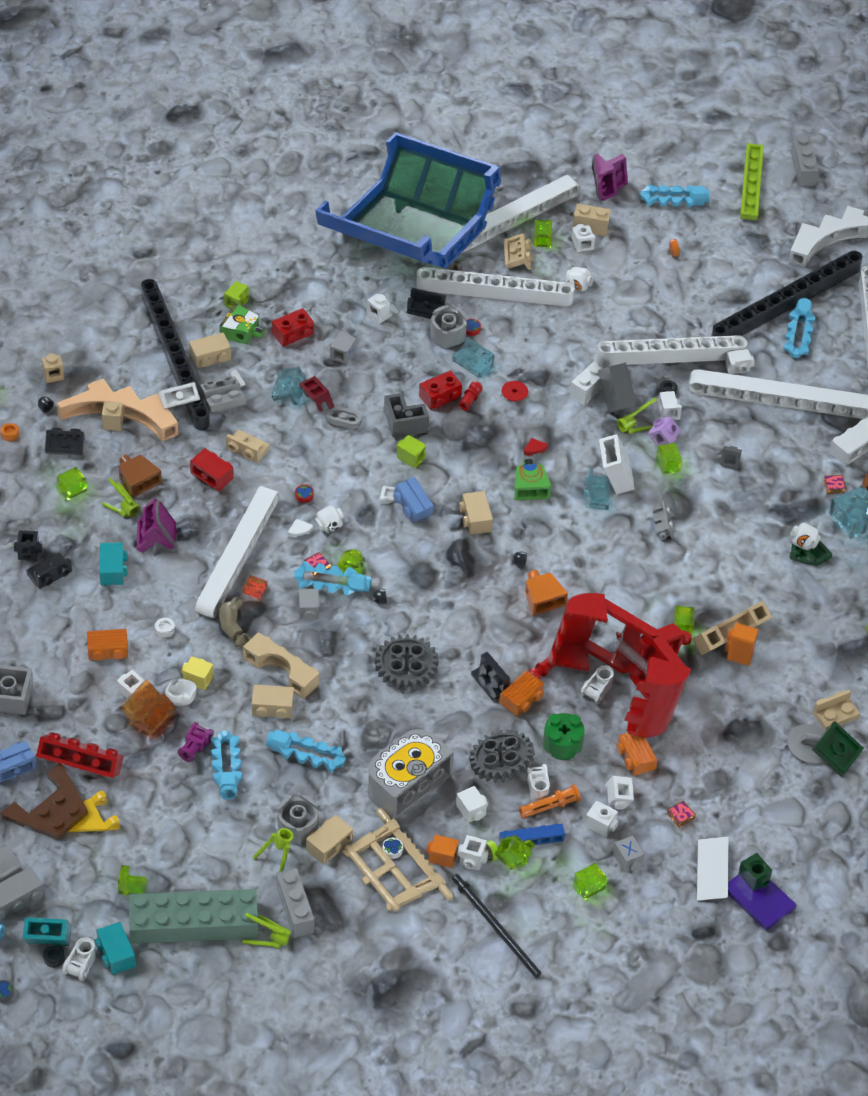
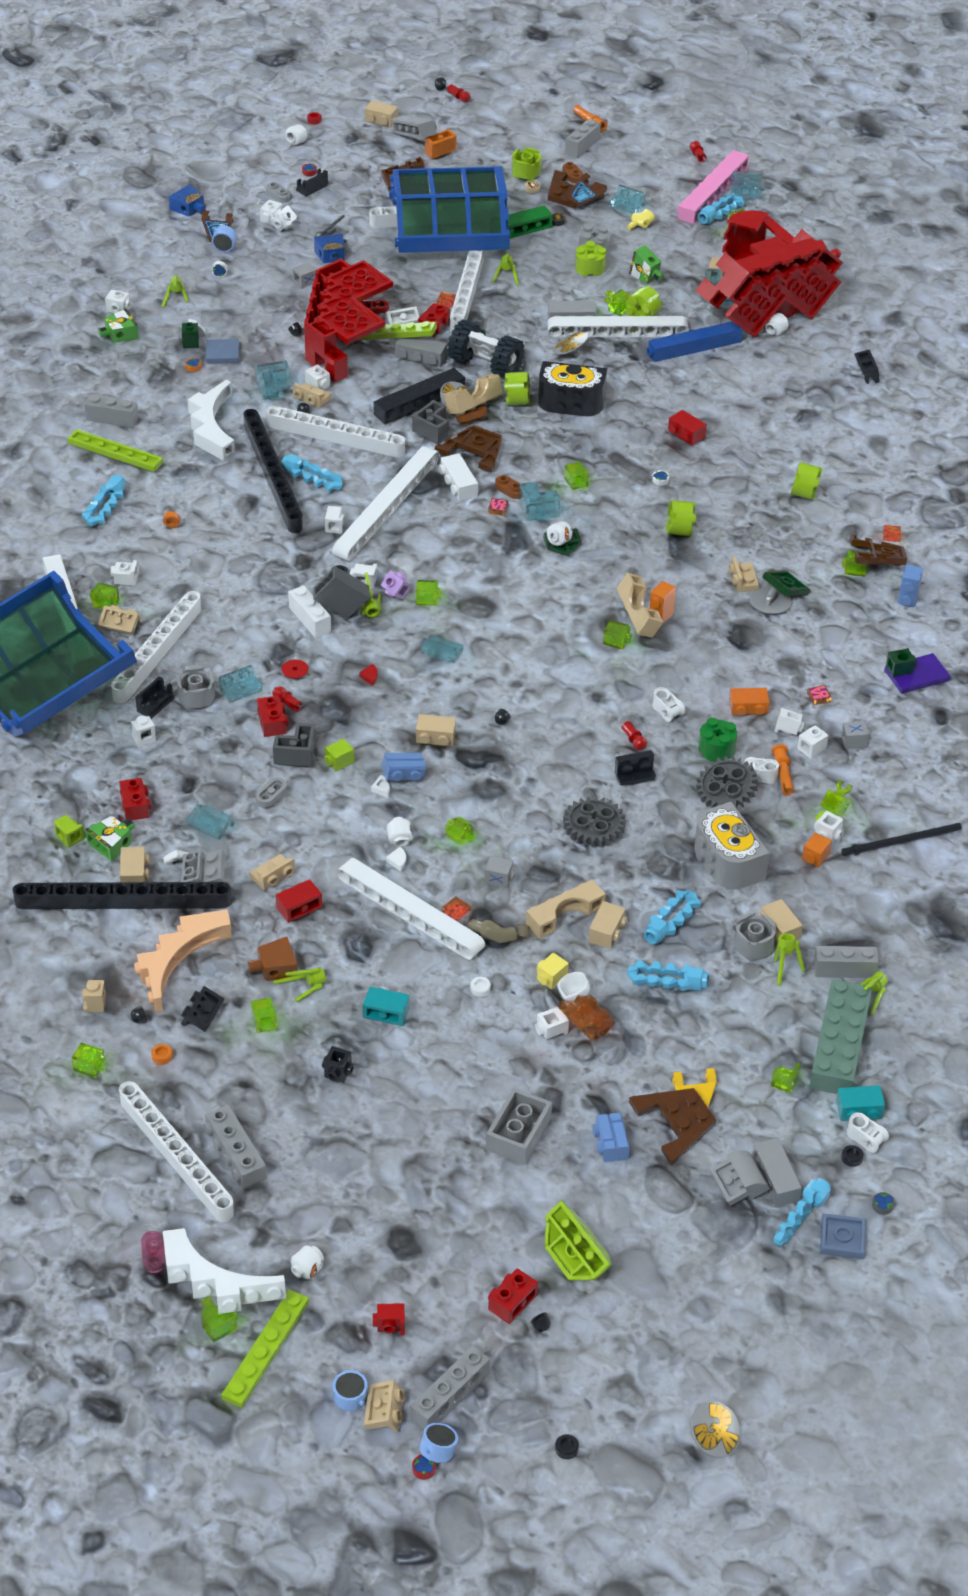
camera: 70 degrees left, 5 degrees down
(47, 931) = (832, 1148): teal brick -> none
(49, 570) = (371, 1059): black bracket -> none
(79, 755) = (627, 1079): red brick -> none
(107, 644) = (489, 1031): orange brick -> none
(112, 416) = (187, 961): tan brick -> none
(156, 526) = (357, 959): magenta piece -> none
(178, 395) = (194, 898): white slope -> none
(196, 741) = (633, 990): magenta connector -> none
(304, 493) = (354, 845): tile -> none
(315, 559) = (447, 857): tile -> none
(317, 392) = (237, 796): dark red hinge -> none
(343, 348) = (181, 770): light grey brick -> none
(356, 581) = (486, 833): medium azure sword -> none
(380, 597) = (508, 820): black hinge -> none
(393, 847) = (799, 885): tile -> none
(411, 892) = (851, 883): tan piece -> none
(471, 804) = (772, 819): white brick -> none
(522, 693) = (664, 757): orange brick -> none
(531, 482) = (413, 685): bright green torso -> none
(538, 835) = (814, 791): blue piece -> none
(544, 592) = (548, 711): orange torso -> none
(579, 278) = (177, 588): white head -> none
(589, 881) = (876, 766): clear neon green brick -> none
(595, 217) = (106, 557): tan brick -> none
(609, 175) = (58, 533): magenta piece -> none
(616, 464) = (430, 618): white brick -> none
(653, 653) = (650, 655): red piece -> none
(667, 350) = (309, 550): white beam -> none
(667, 527) = (505, 616): light grey hinge -> none
(712, 868) = (881, 691): white sticker -> none
(731, 457) = (443, 554): dark grey tile -> none

